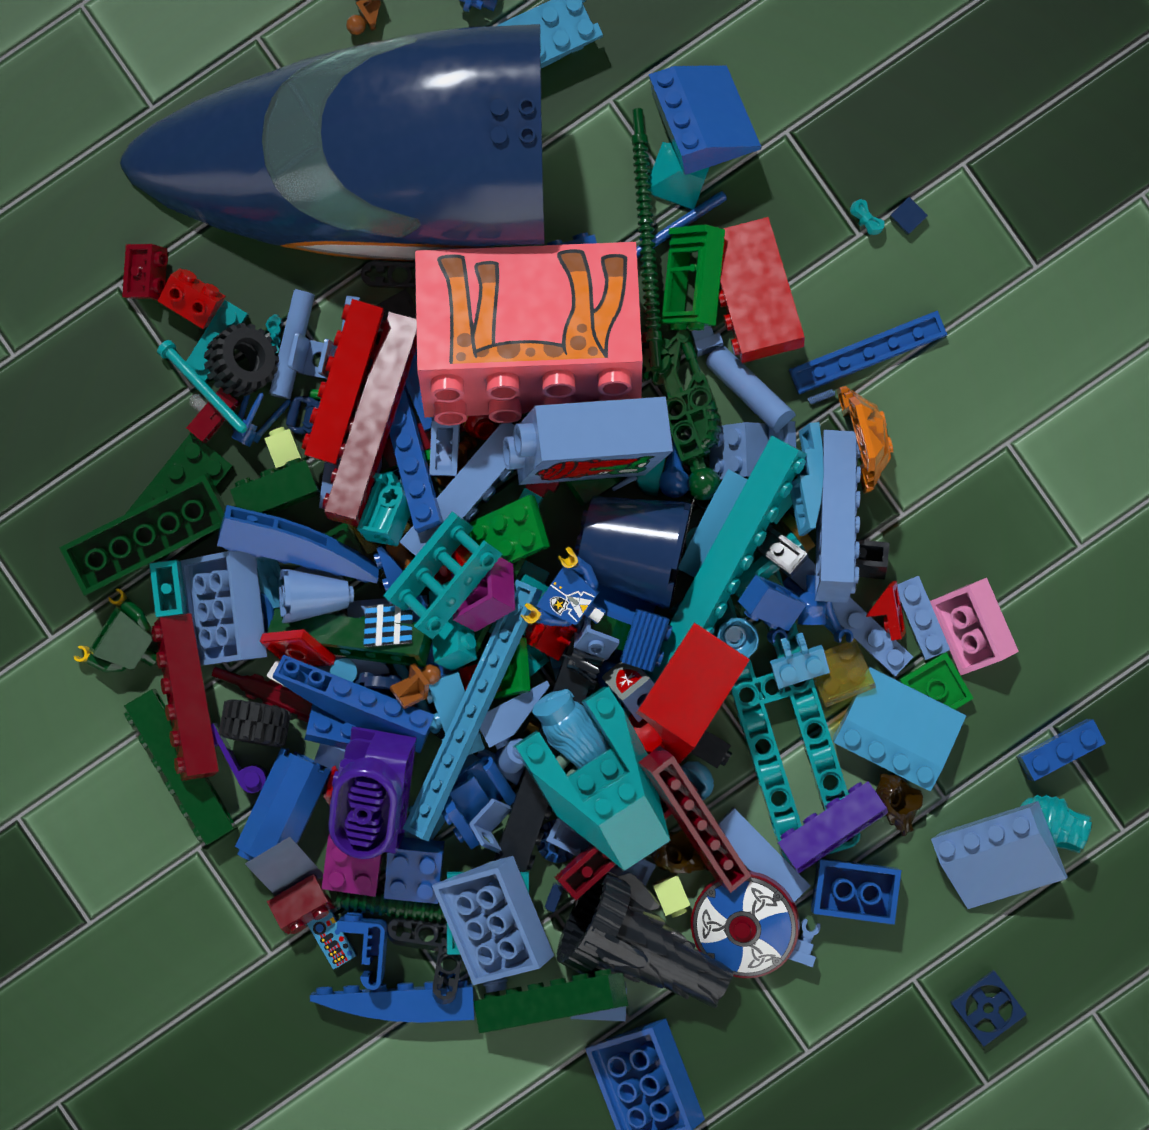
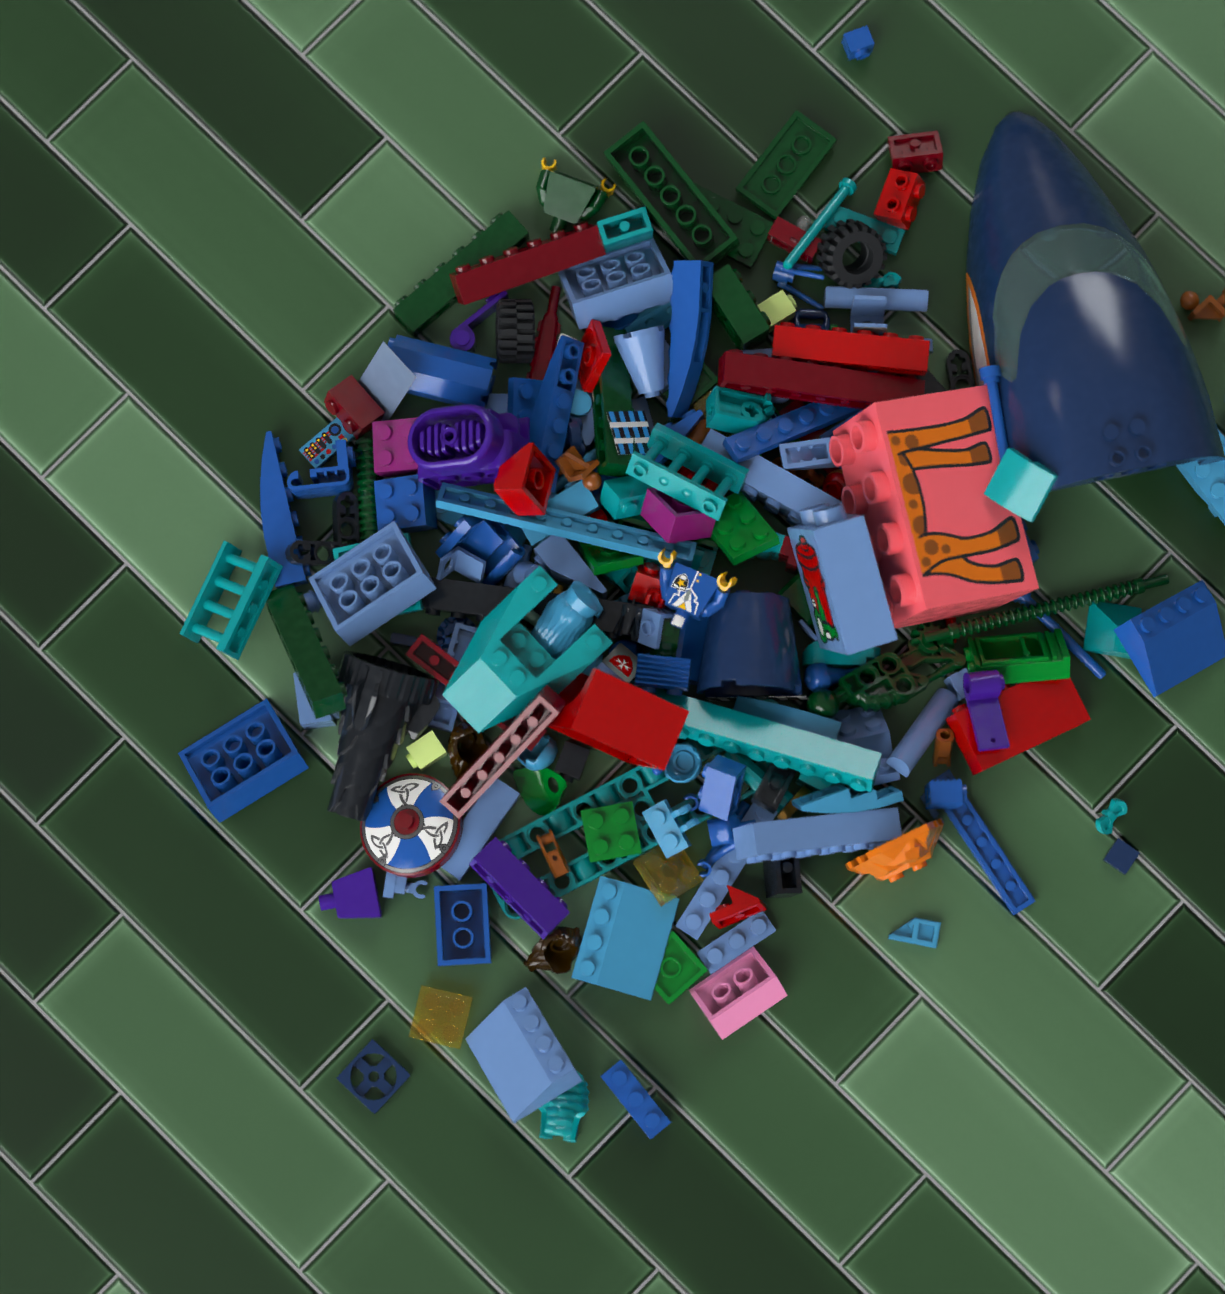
camera: 80 degrees right, 5 degrees down
(16, 307) = (858, 43): none -> blue plate
(131, 408) = (786, 165): none -> dark green plate
(409, 245) = (990, 376): none -> blue piece
(423, 743) = (526, 481): none -> red slope
(492, 1051) = (248, 608): none -> teal fence
(531, 238) = (1020, 484): none -> teal slope
(734, 789) = (536, 791): none -> green piece
(739, 322) = (982, 695): none -> dark purple door
(767, 370) = (943, 747): none -> dark orange bar
(791, 723) = (611, 832): none -> green plate
(805, 995) = (354, 896): none -> dark purple torso
(808, 785) = (554, 858): none -> dark orange bar
(818, 379) = (944, 794): none -> blue brick
(942, 929) = (440, 1017): none -> clear yellow plate
(946, 434) = (918, 932): none -> dark azure tile

